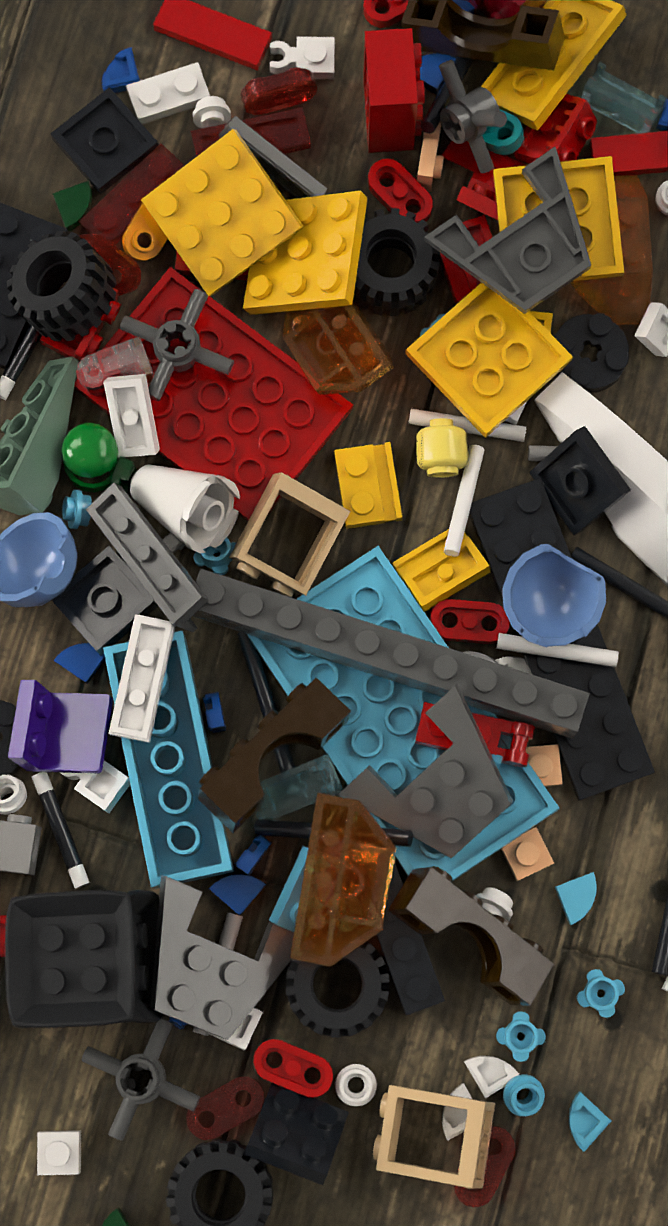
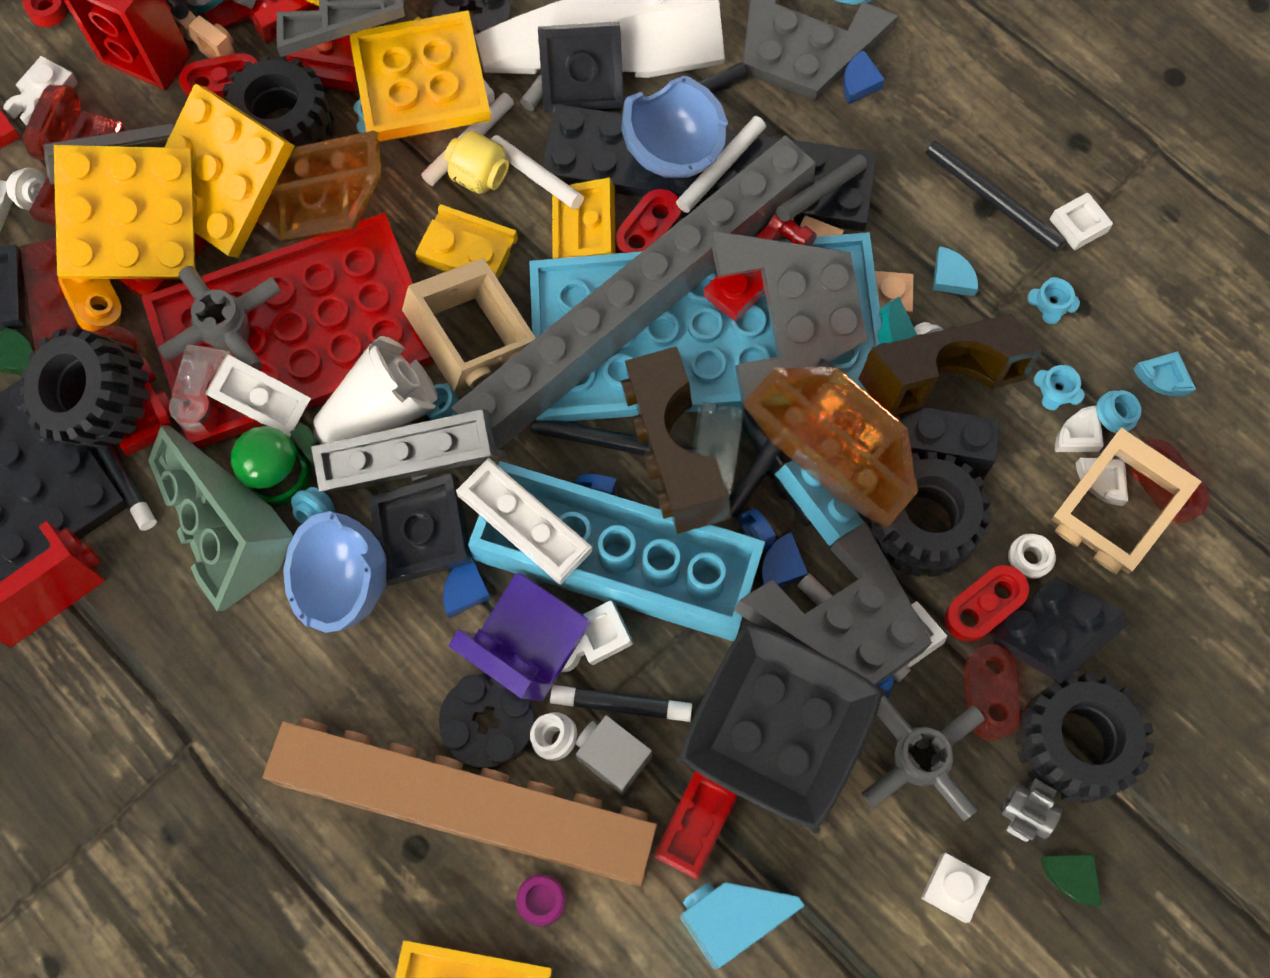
camera: 60 degrees left, 10 degrees down
(143, 1180) = (1031, 810): none -> dark grey gear
(482, 874) = (895, 322): none -> teal tile
(575, 747) = (821, 188): none -> dark grey bar

